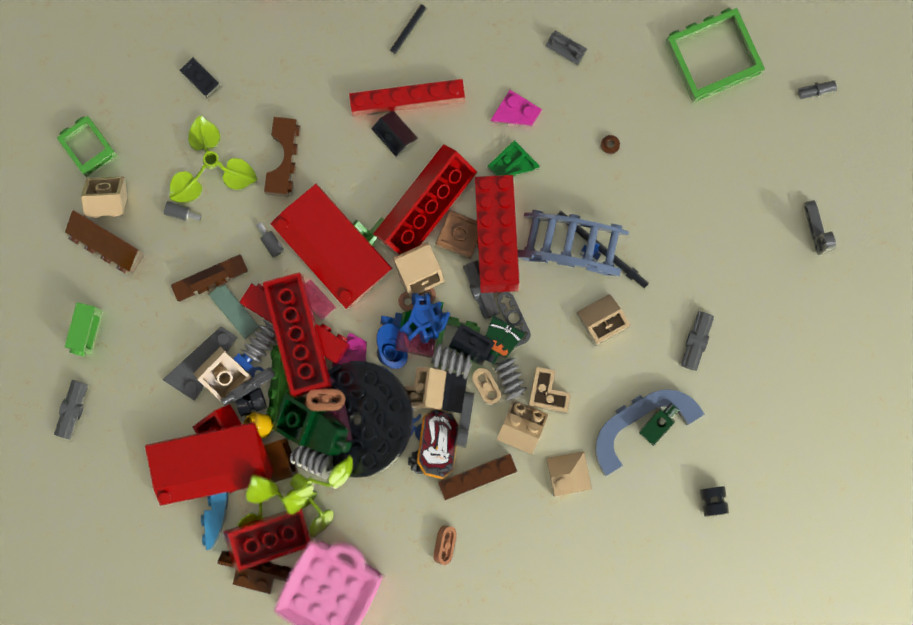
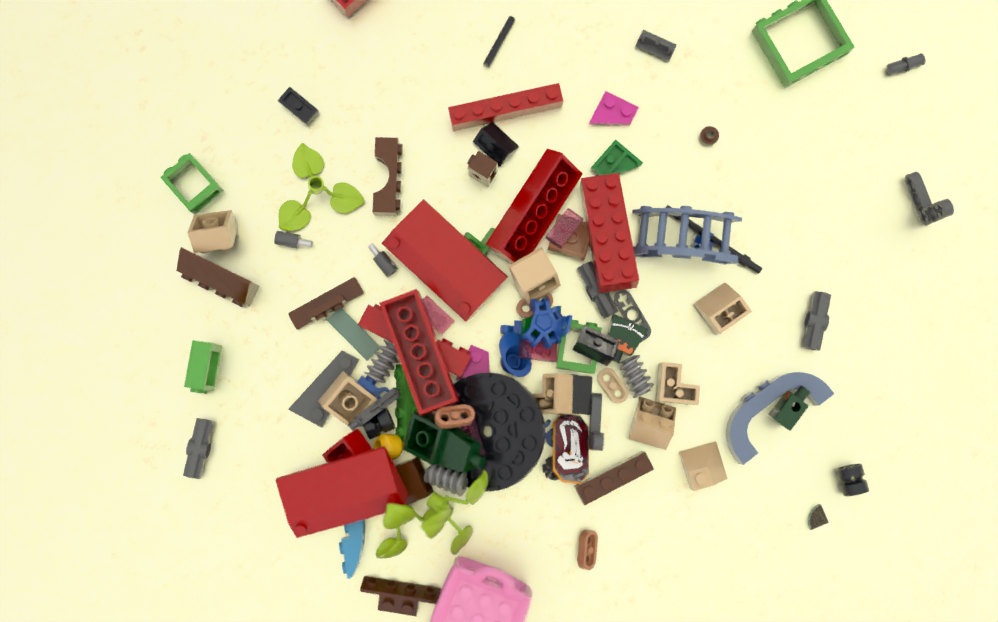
camera: 10 degrees left, 0 degrees up
(267, 539) = (407, 564): red brick -> none
(377, 158) = (482, 168): none -> reddish brown brick
(452, 361) = (577, 364): light grey piece -> none
(453, 225) = (564, 228): none -> clear pink plate
(676, 536) = (816, 517): none -> tile

